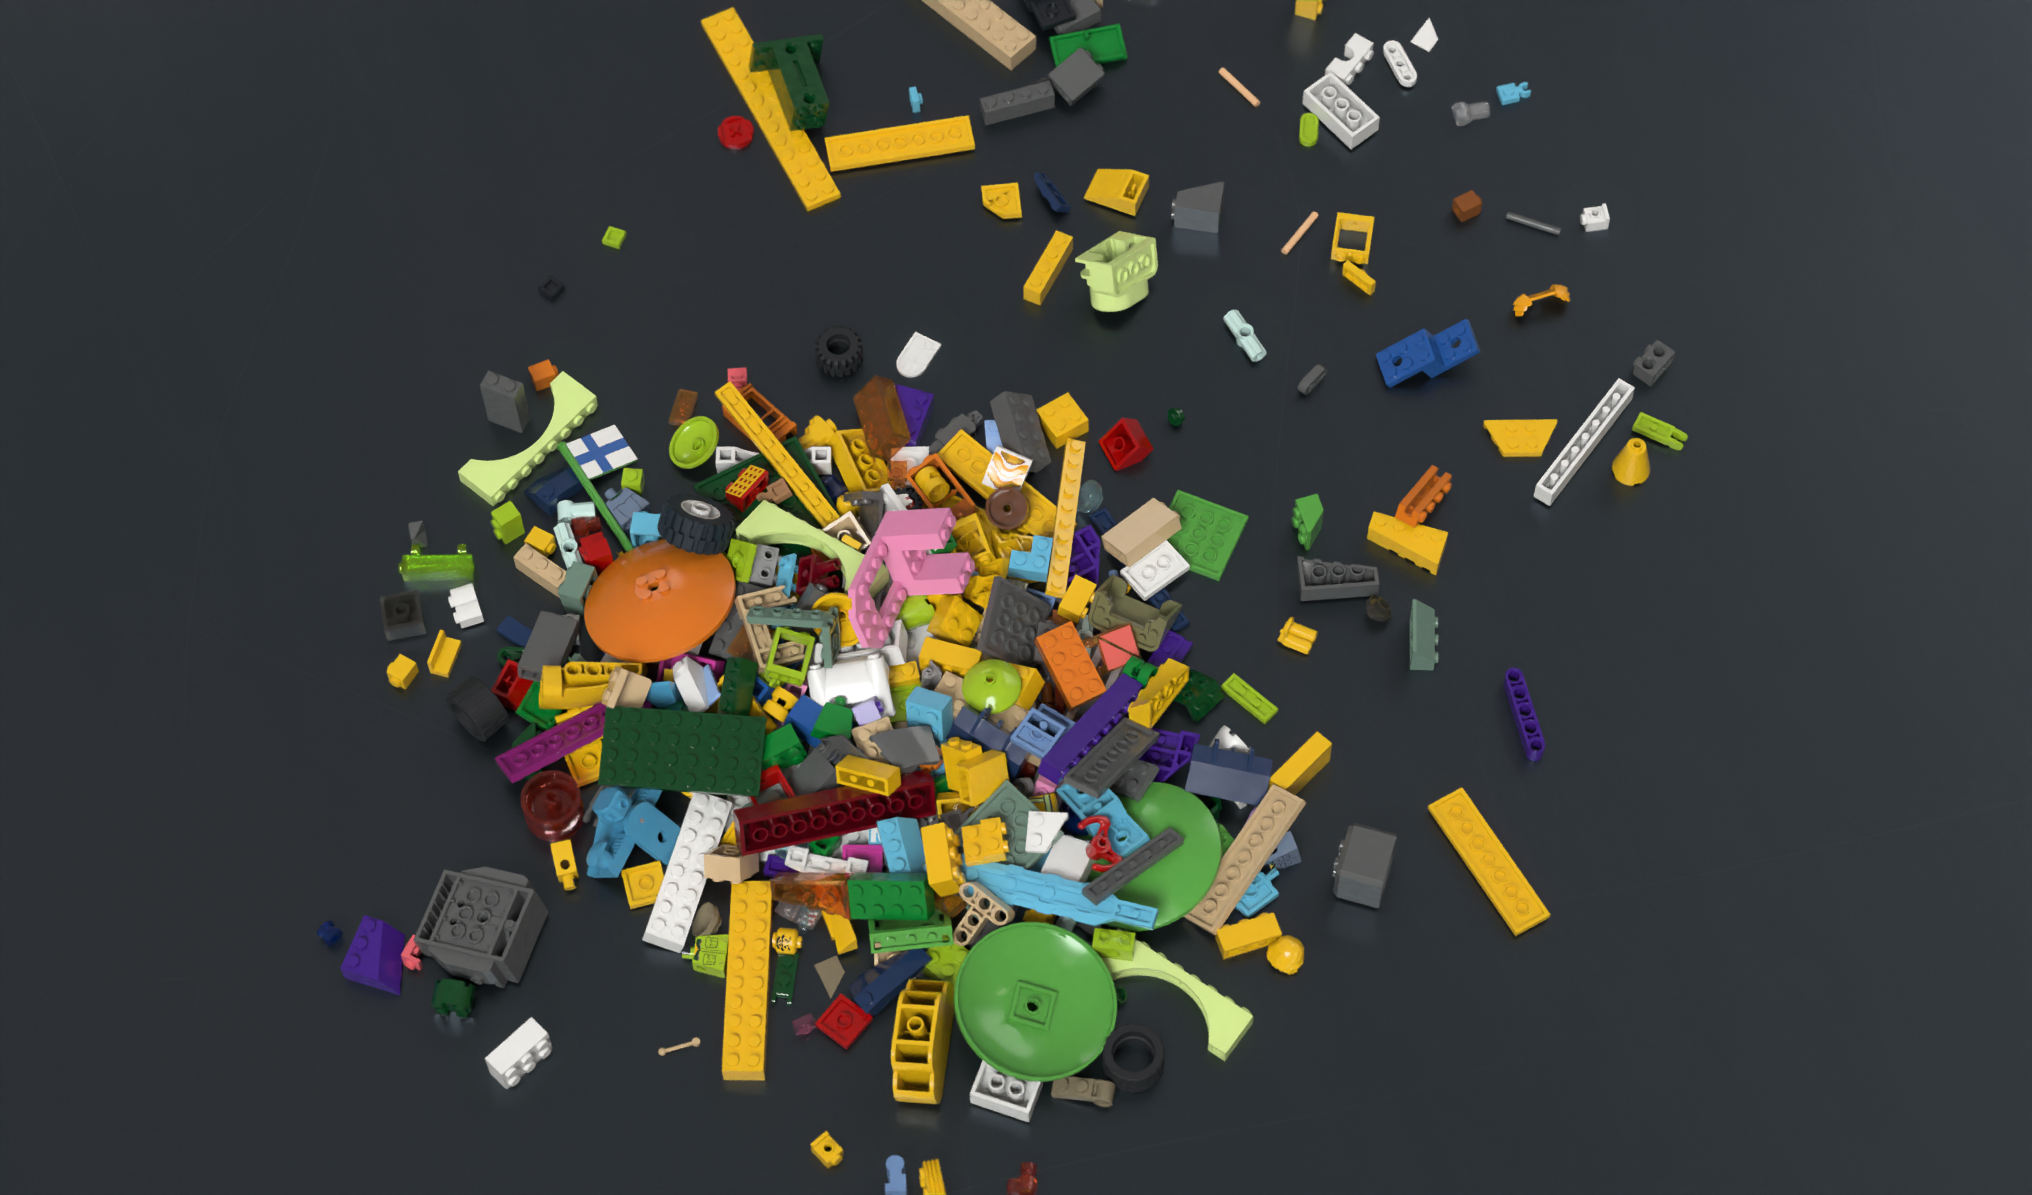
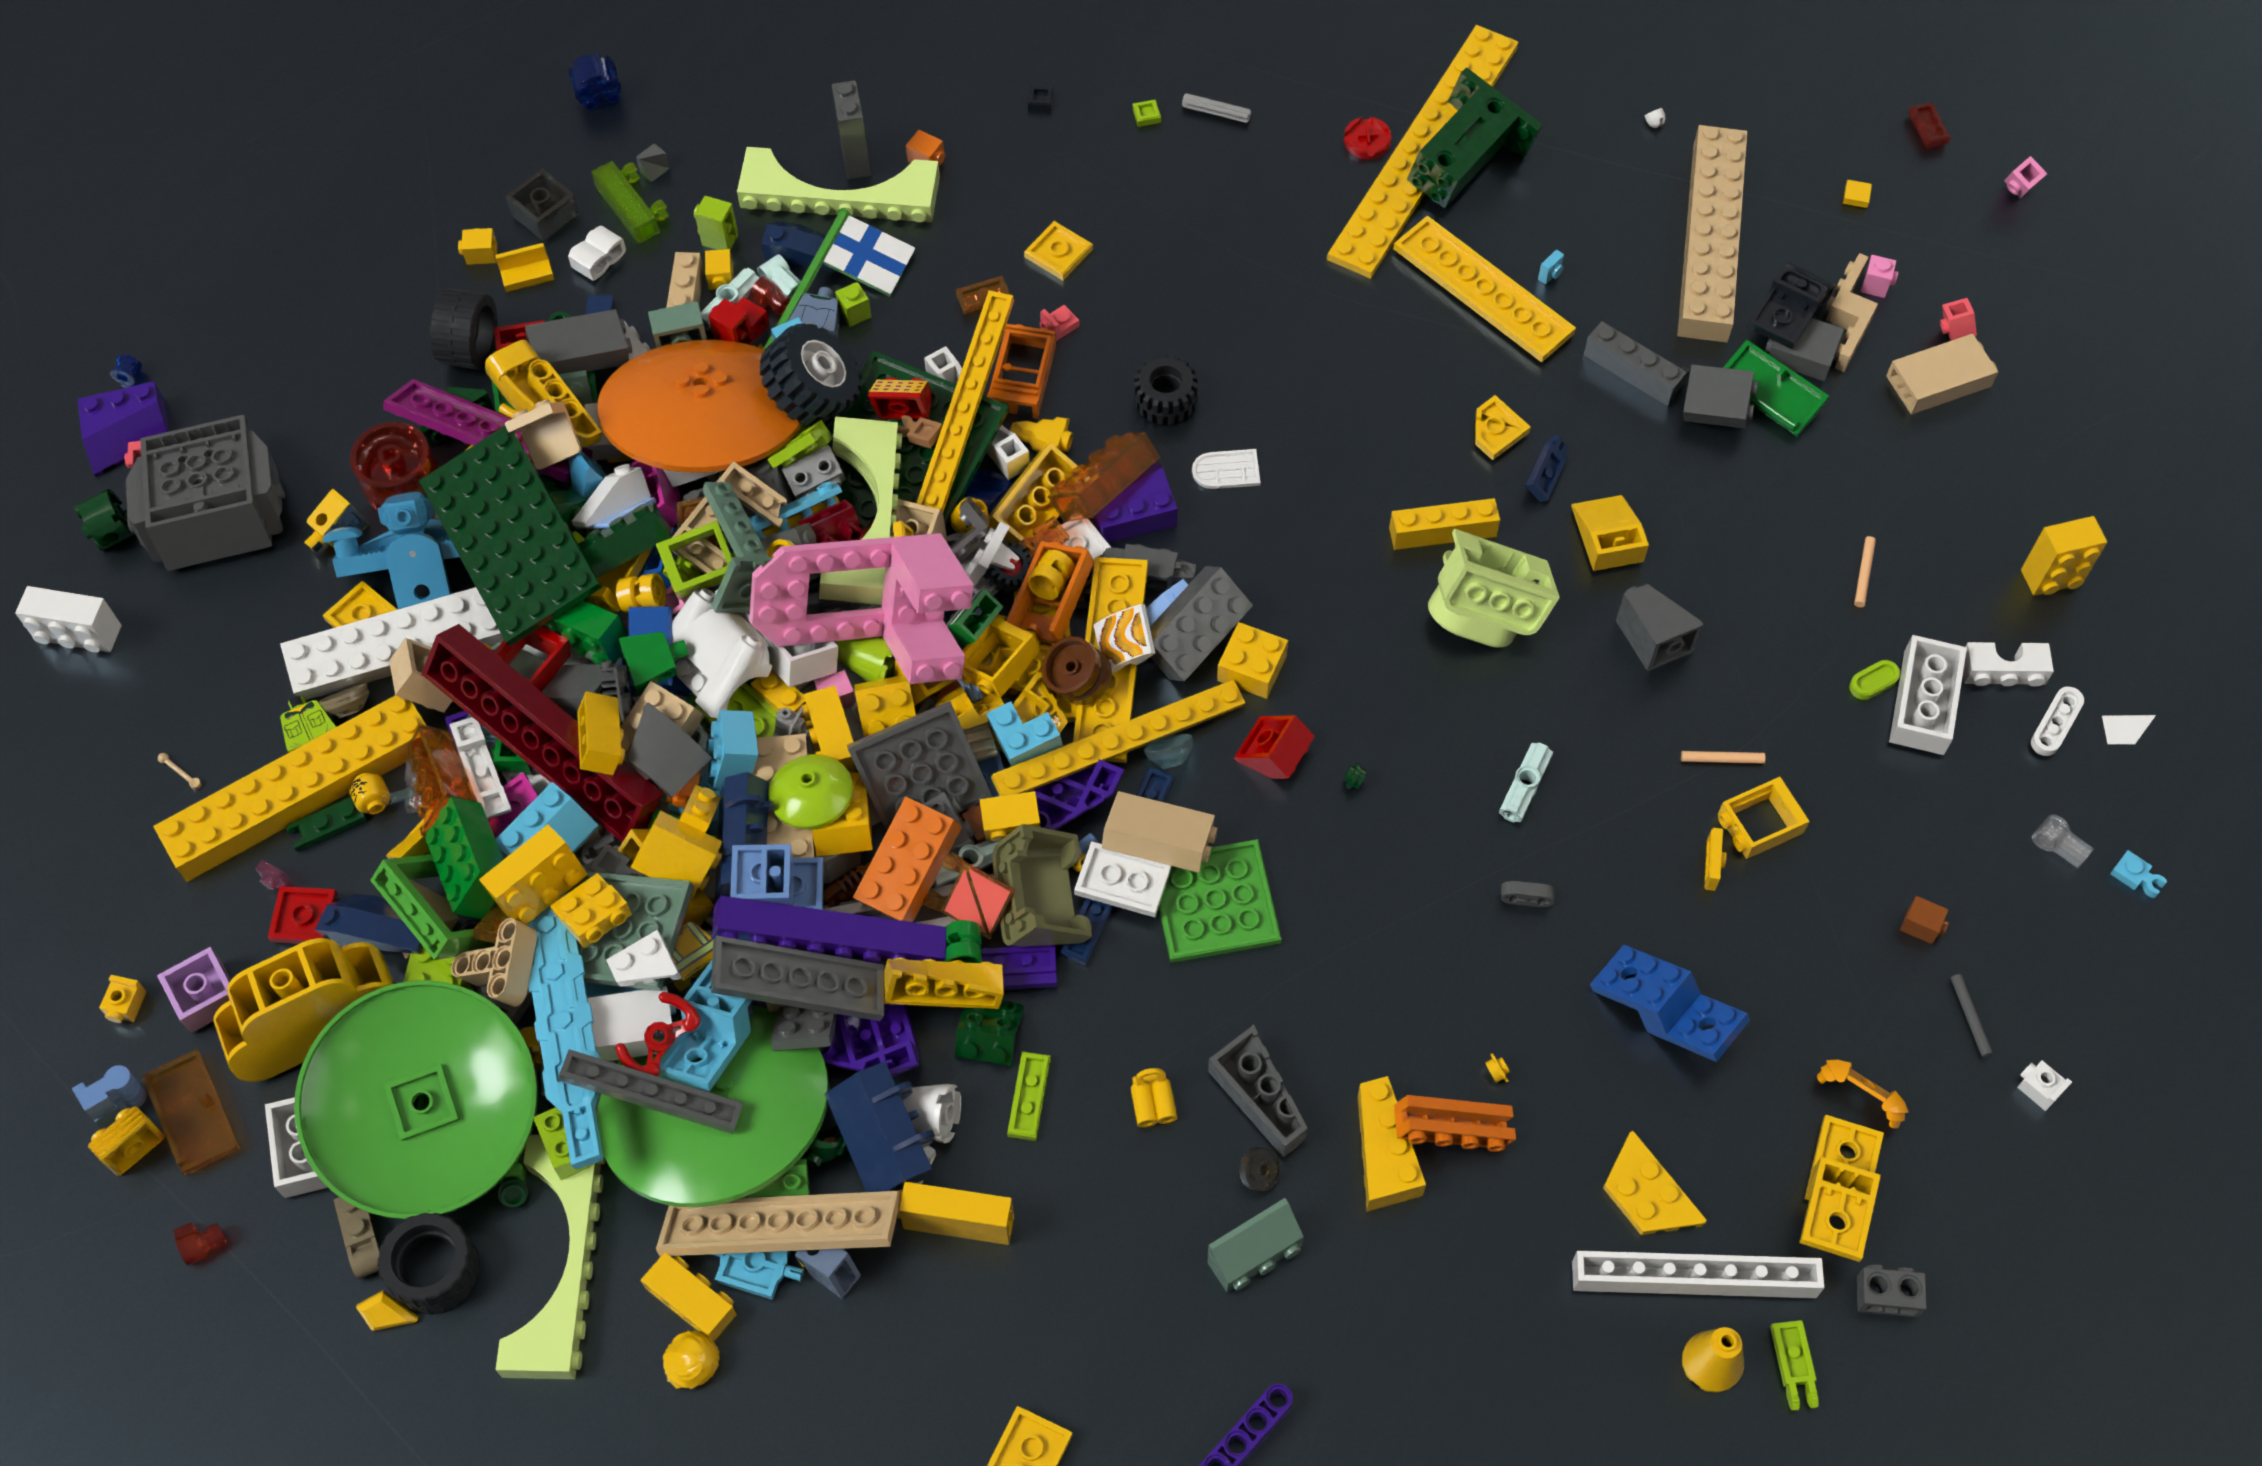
camera: 55 degrees right, 0 degrees up
(323, 530) = (595, 81): none -> clear blue brick
(644, 197) = (1216, 108): none -> light grey axle
(681, 348) = (1058, 250): none -> yellow tile
(694, 442) = (941, 327): lime dish -> none
(830, 973) = (361, 866): dark tan sticker -> none
(857, 1099) = (196, 988): none -> lavender brick
(868, 711) = (689, 684): brick -> none
(914, 646) = (842, 684): none -> bright pink brick
(923, 1142) = (190, 1112): none -> clear orange container
(1143, 1100) = (385, 1311): none -> yellow piece
(1308, 519) = (1319, 1009): bright green slope -> none
(1363, 864) = (862, 1376): dark grey plate -> none
(1403, 460) = (1498, 1068): none -> yellow plate
(1586, 344) = (1842, 1188): none -> yellow bracket

